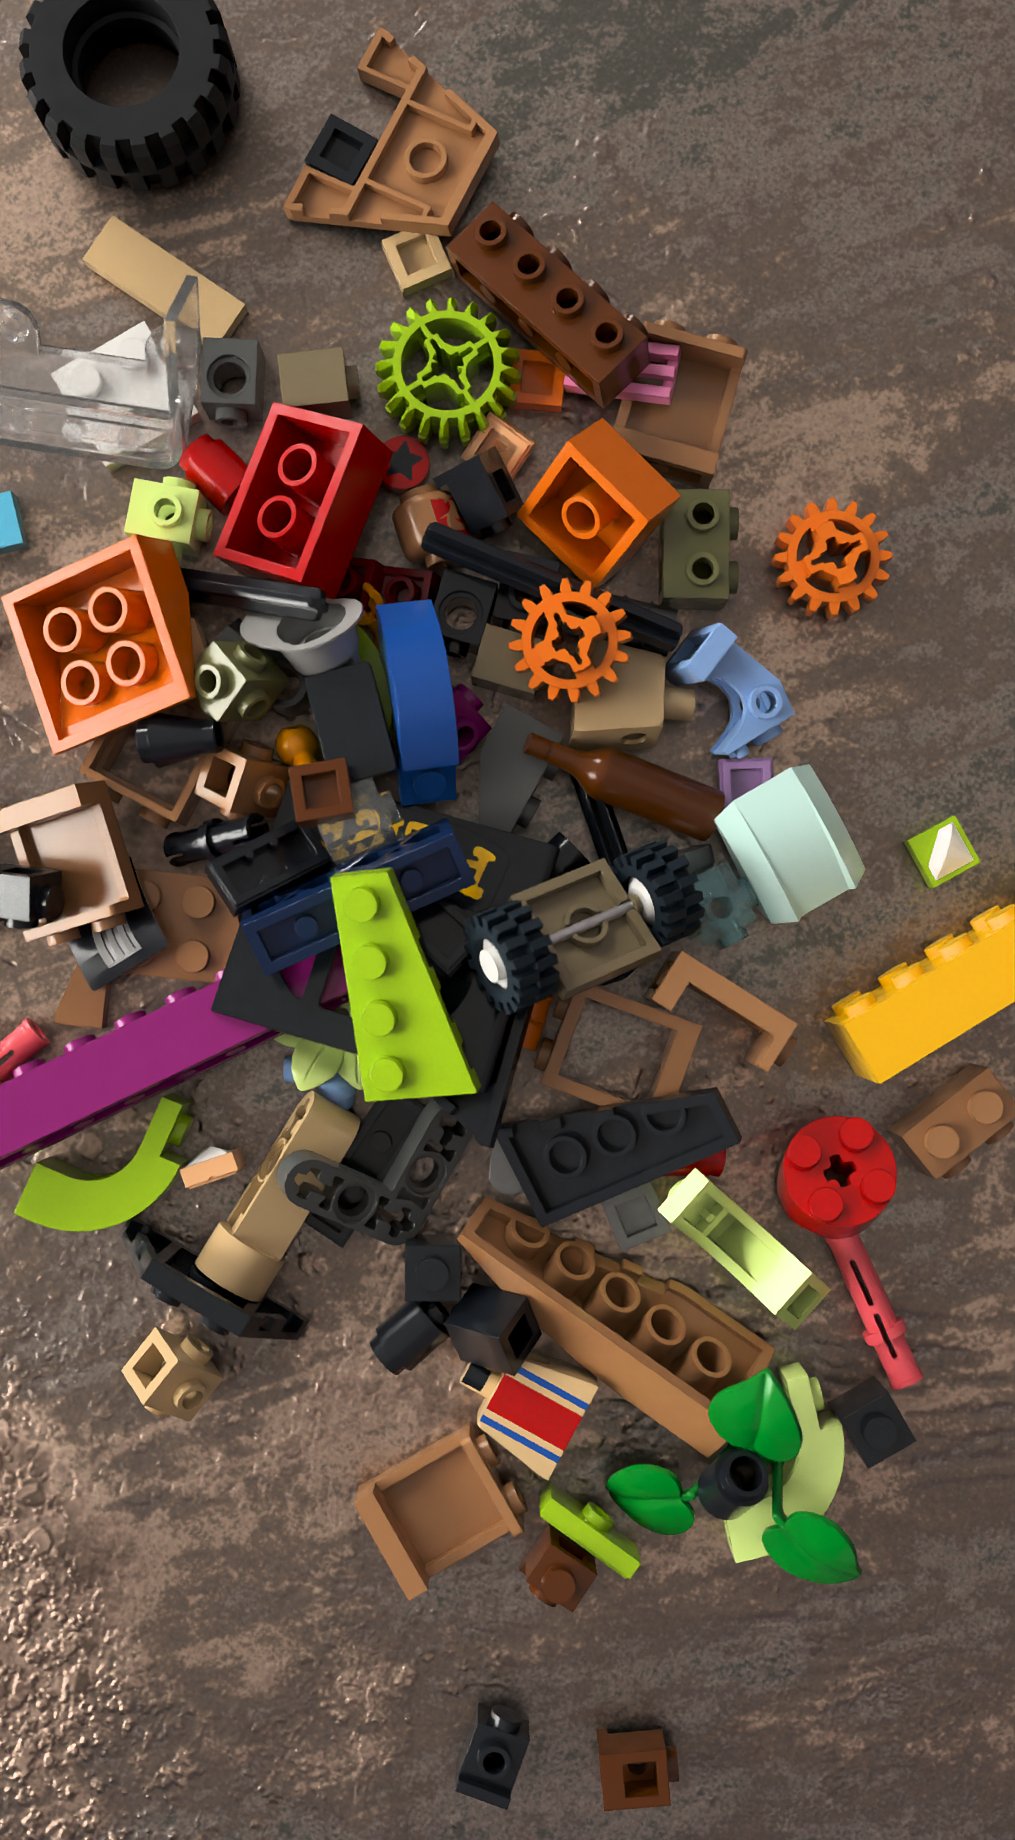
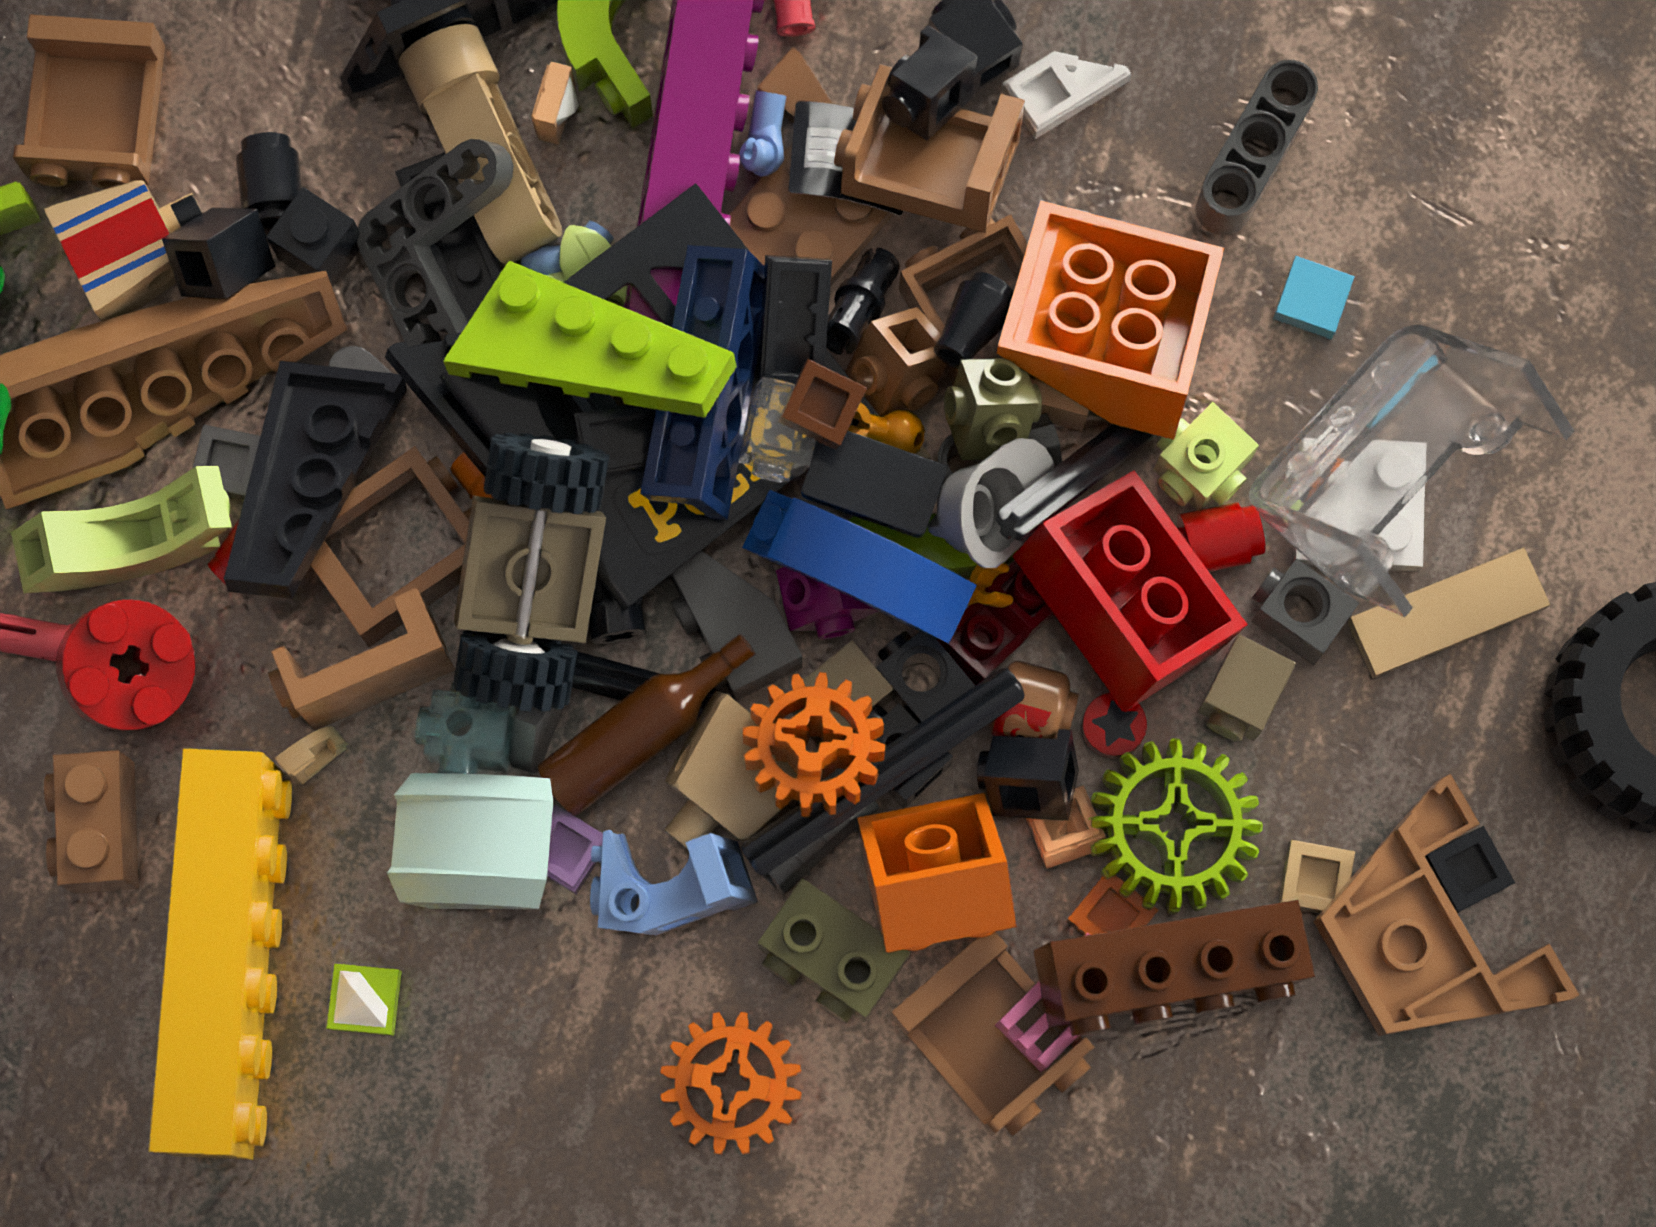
camera: 125 degrees right, 10 degrees down
(143, 990) = (764, 148): none -> light blue arm
(802, 1005) = (311, 754): none -> tan tile

